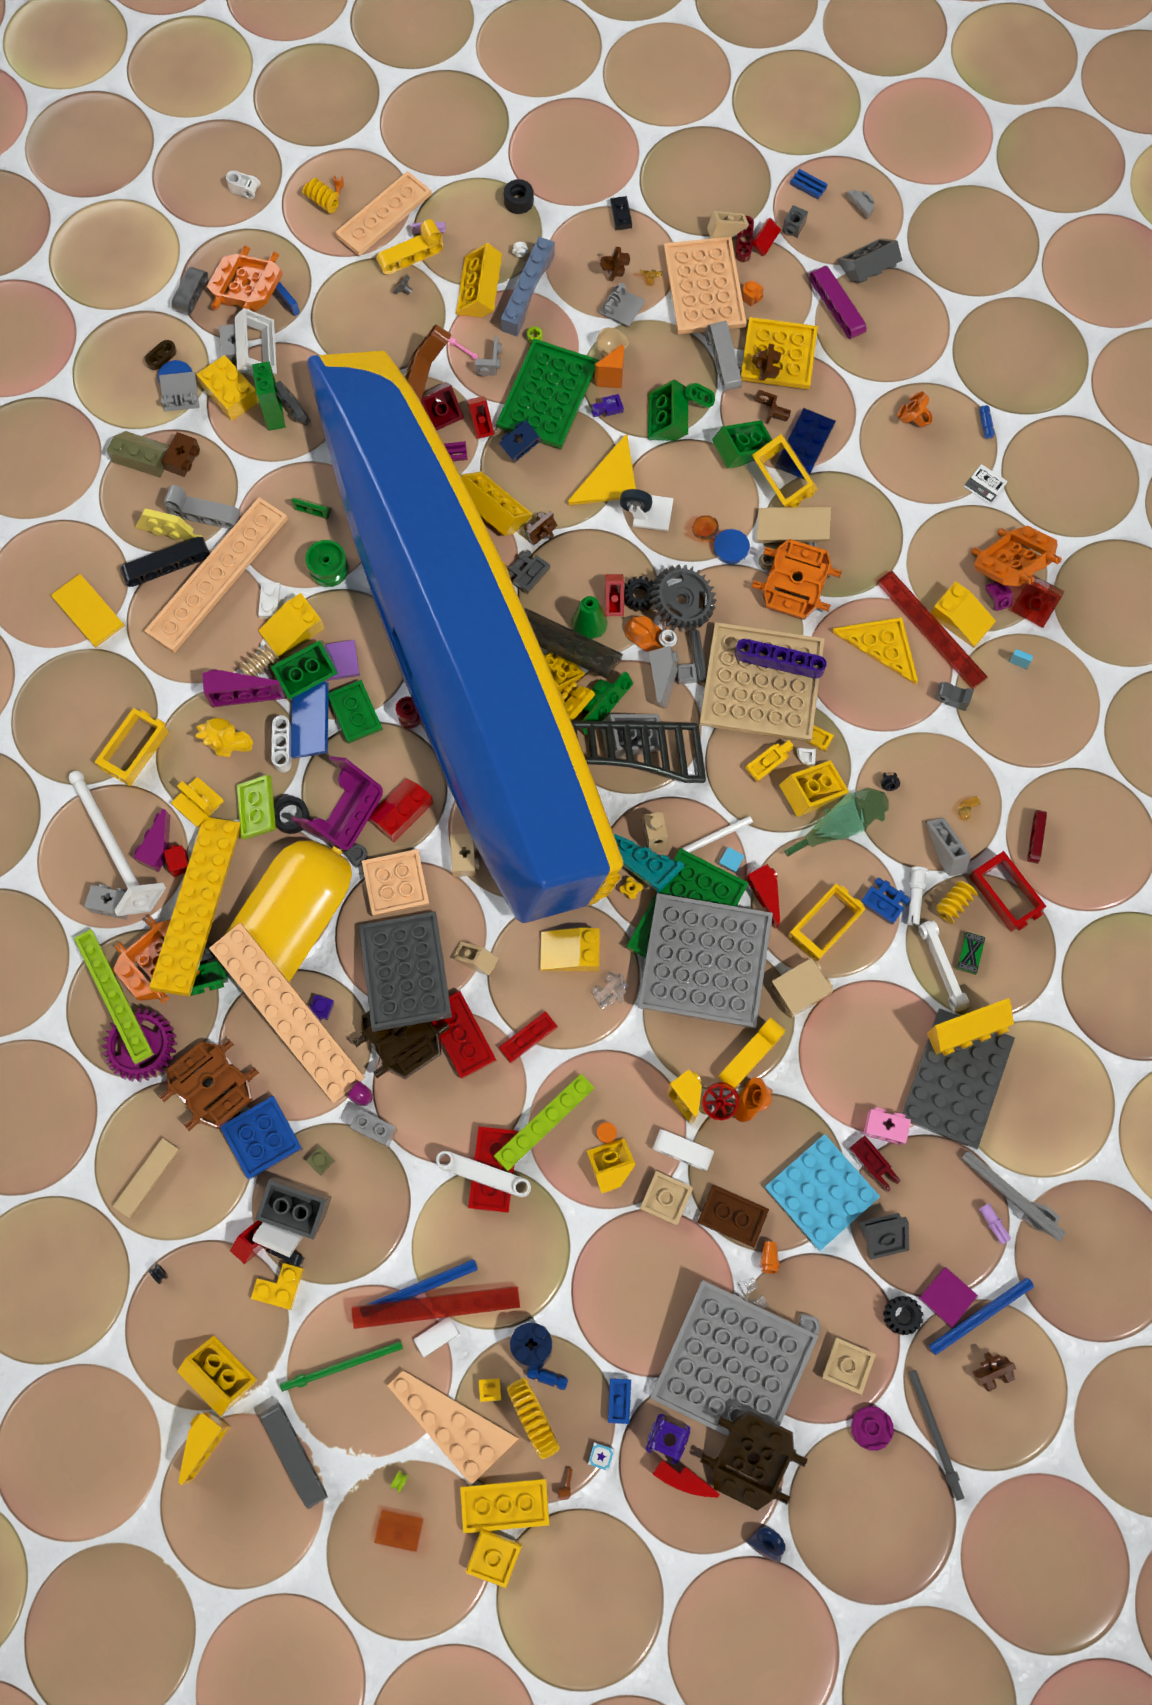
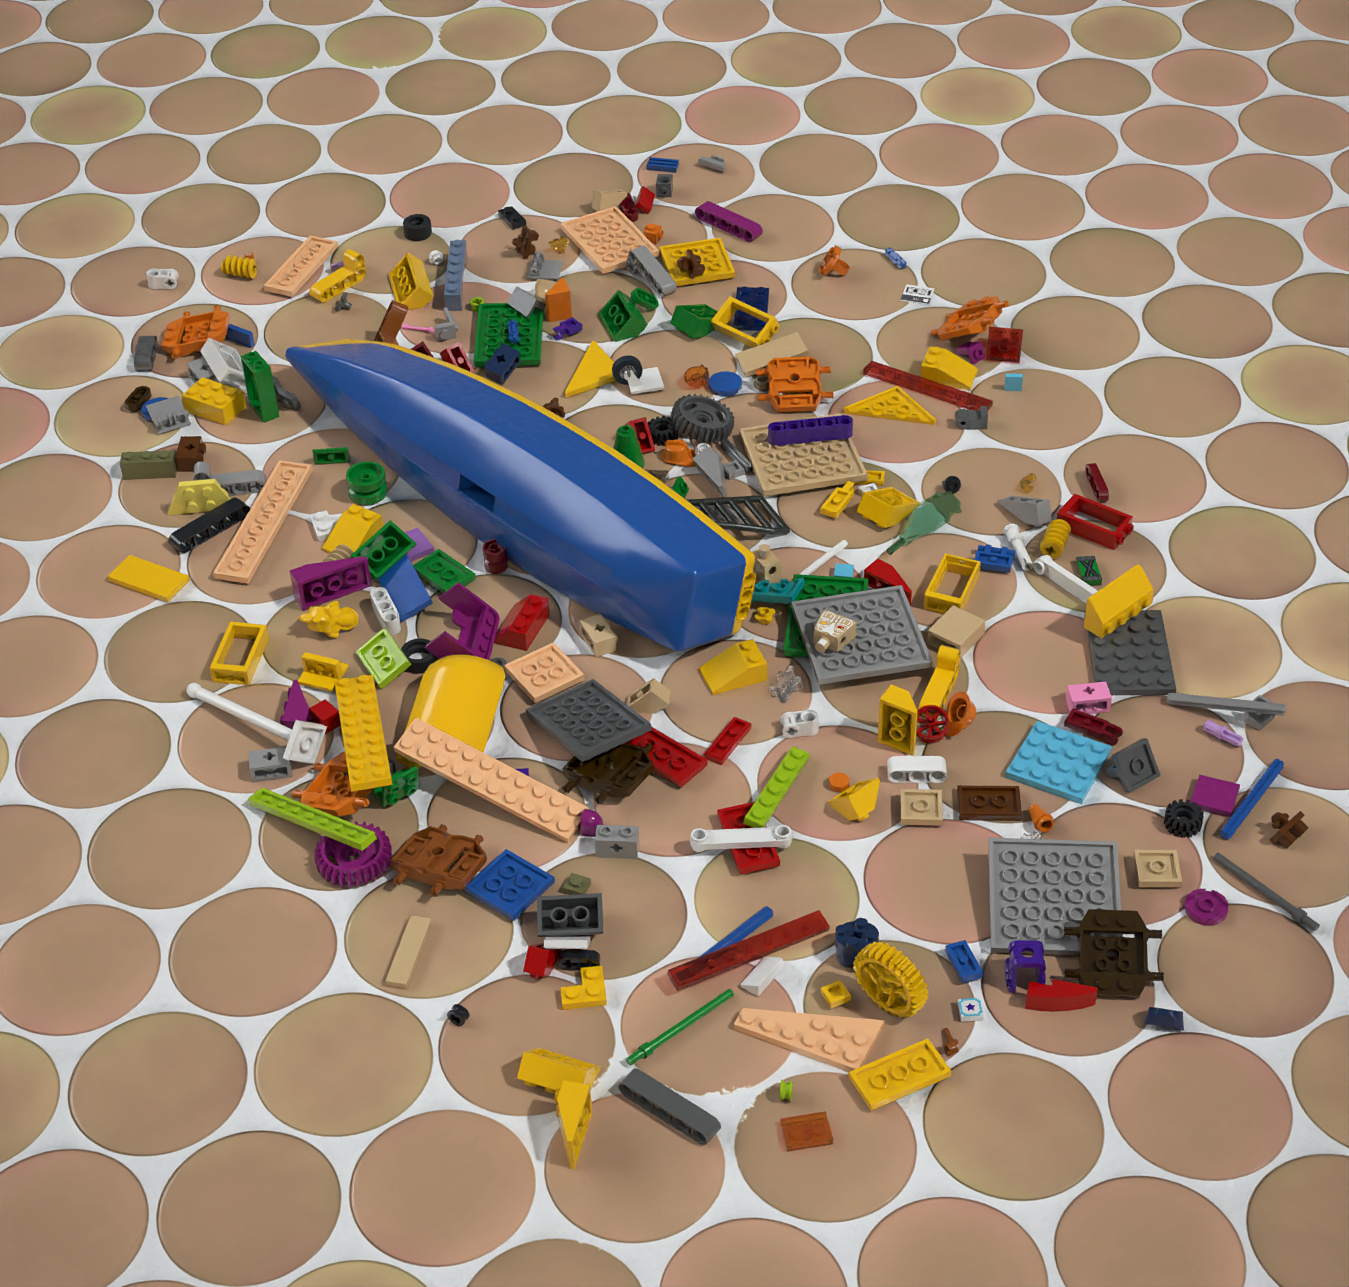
camera: 20 degrees left, 30 degrees down
(493, 1558) = (911, 1115): yellow plate -> none
(549, 396) = (513, 331): none -> blue axle
(578, 356) = (524, 301): none -> panel
(598, 1046) = (802, 723): none -> white piece
(674, 957) = (833, 632): none -> tan torso
(774, 410) = (709, 292): reddish brown bracket -> none
(871, 259) = (742, 191): dark grey slope -> none

